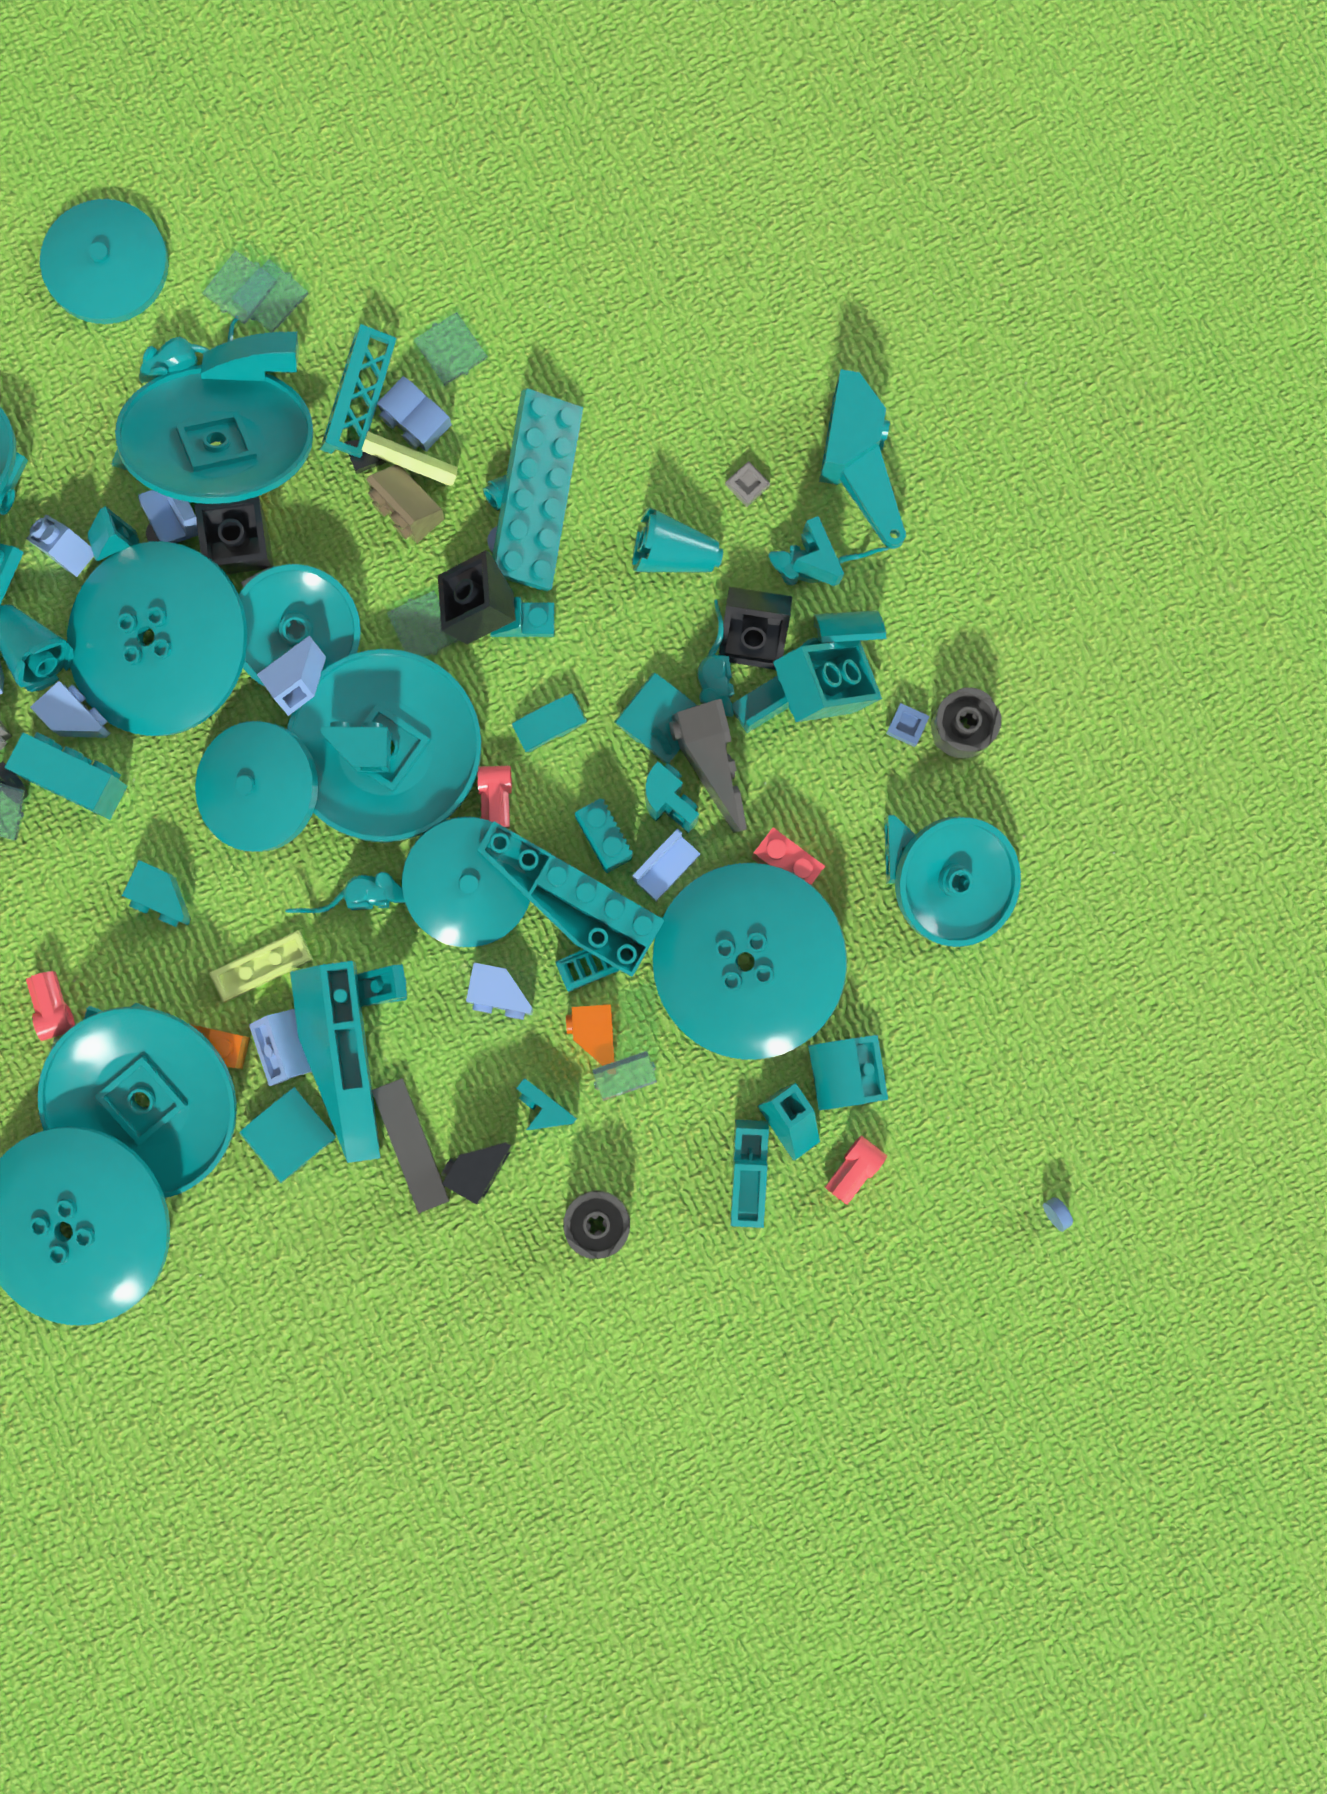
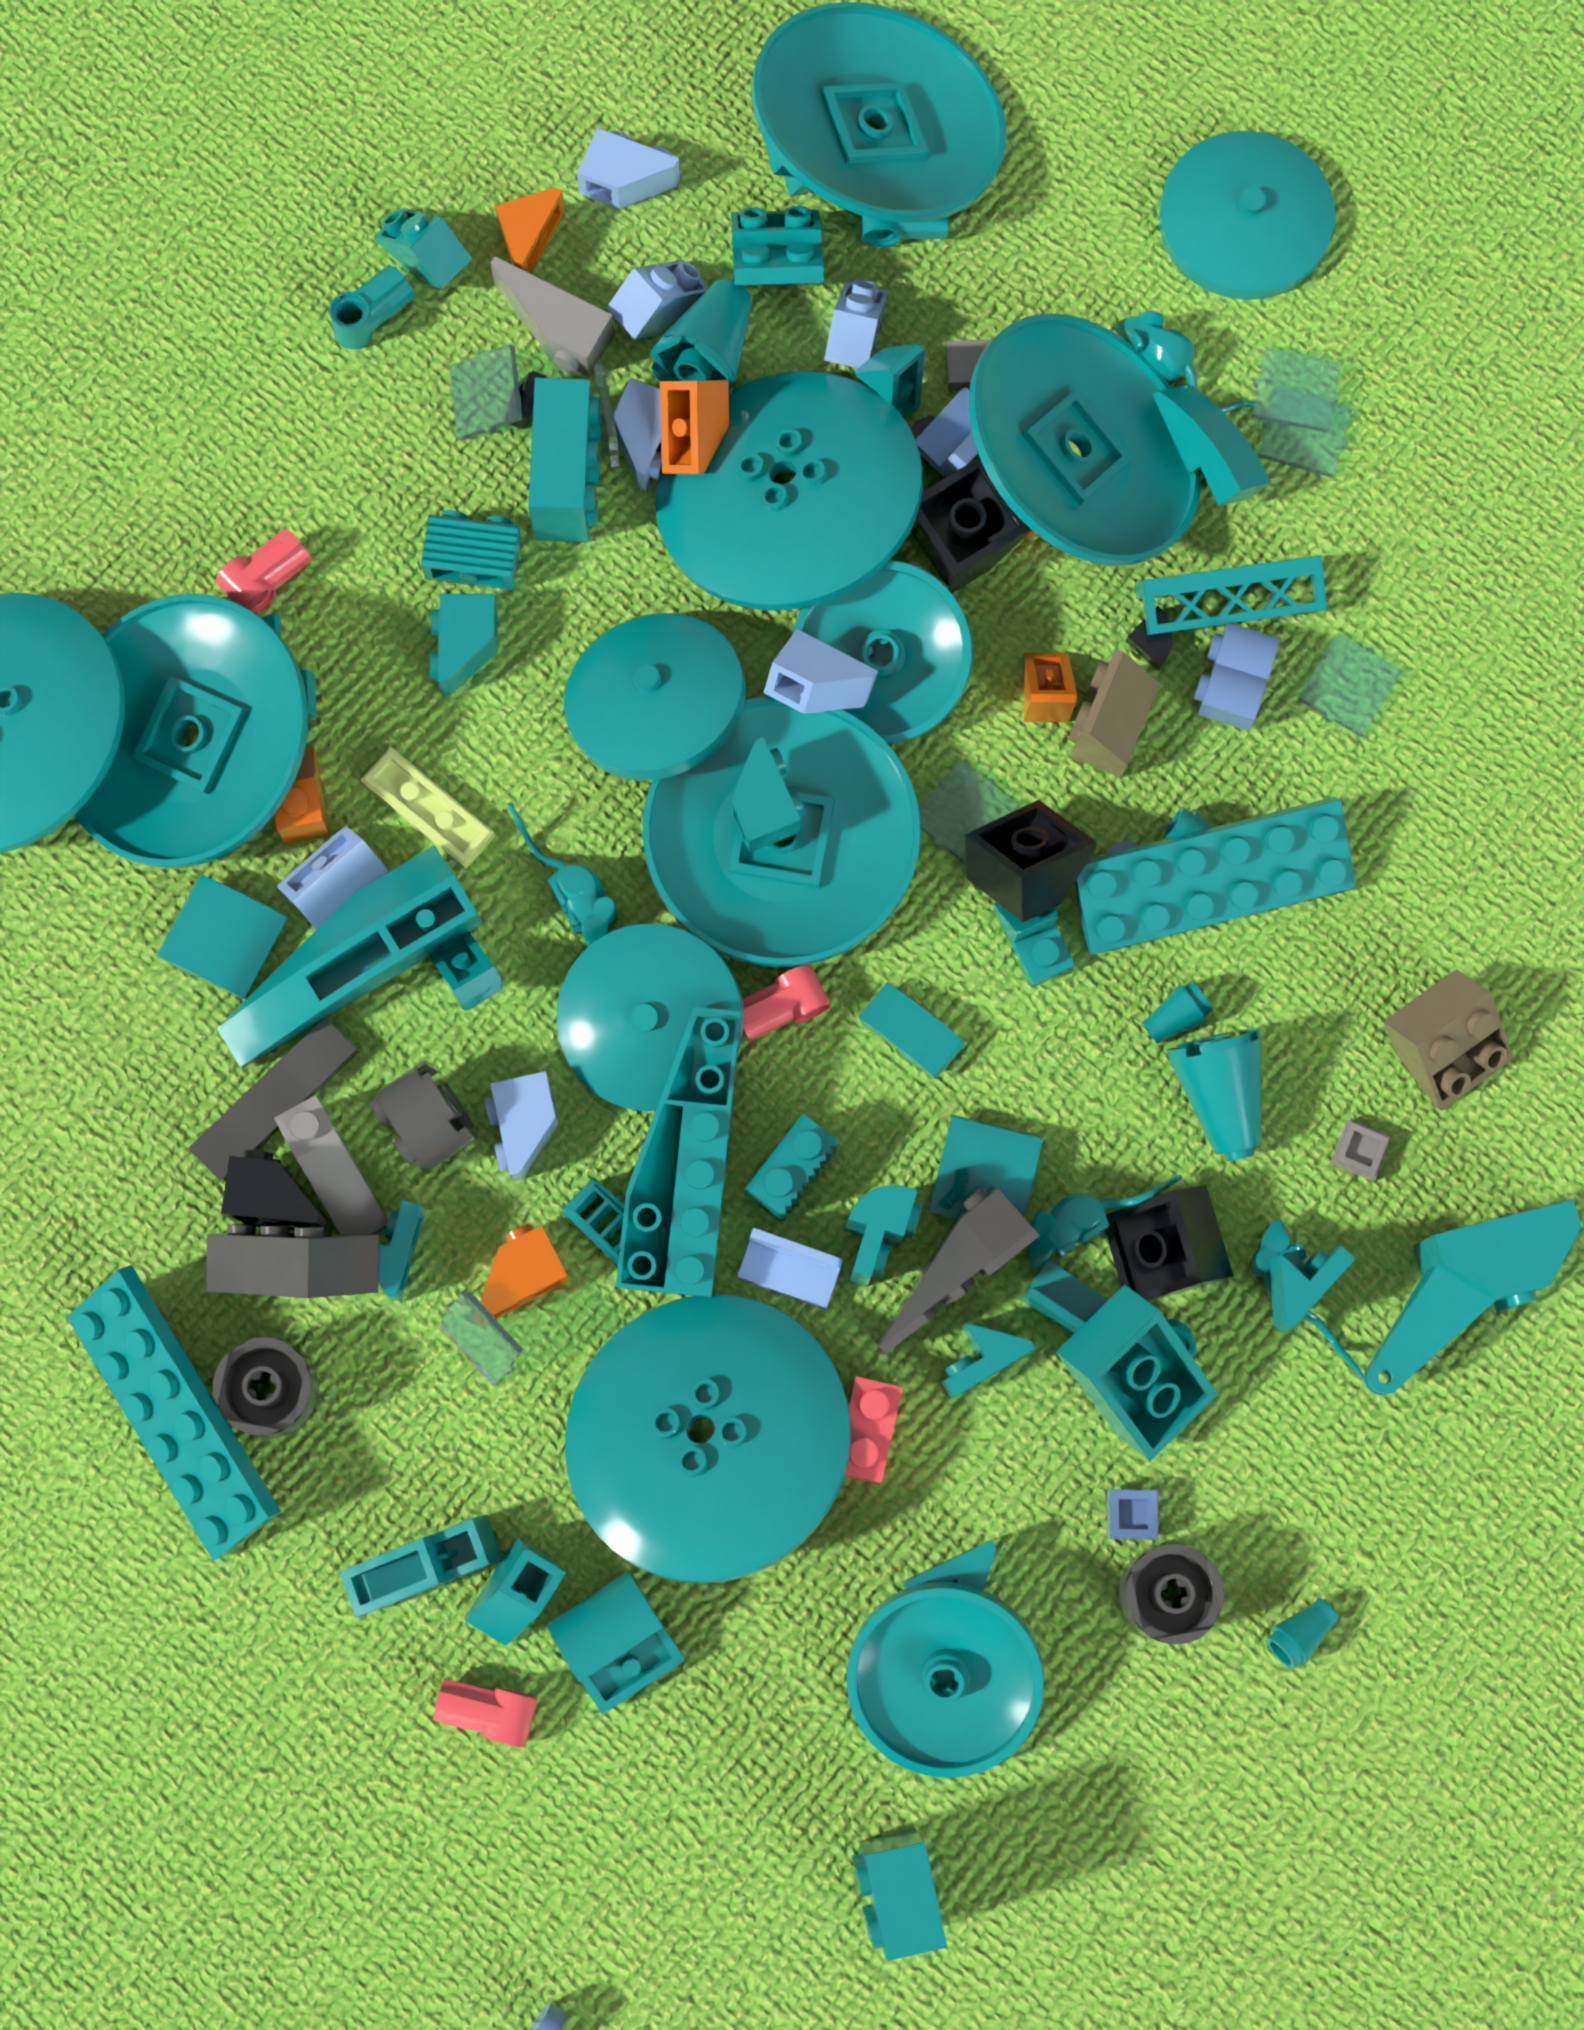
camera: 70 degrees right, 5 degrees down
(58, 736) = (607, 415): none -> clear light blue piece
(82, 680) = (692, 423): none -> orange slope
(99, 863) = (471, 550): none -> teal brick
(121, 486) = (961, 361): none -> light grey tile
(365, 535) = (1048, 687): none -> orange slope
(410, 459) = (1174, 695): yellowish green tile -> none
(468, 1051) = (424, 1116): none -> dark grey brick
(475, 1126) = (331, 1168): none -> light grey slope
(526, 1175) = (291, 1263): none -> dark grey wedge
(585, 1290) = (173, 1413): none -> teal plate
(613, 553) = (1178, 1012): none -> teal cone
(703, 396) = (1450, 1038): none -> dark tan slope
(775, 763) = (995, 1353): none -> teal slope
(849, 626) = (1228, 1372): teal slope -> none
(1021, 657) = (1301, 1634): none -> teal cone
(1074, 962) = (902, 1893): none -> teal brick

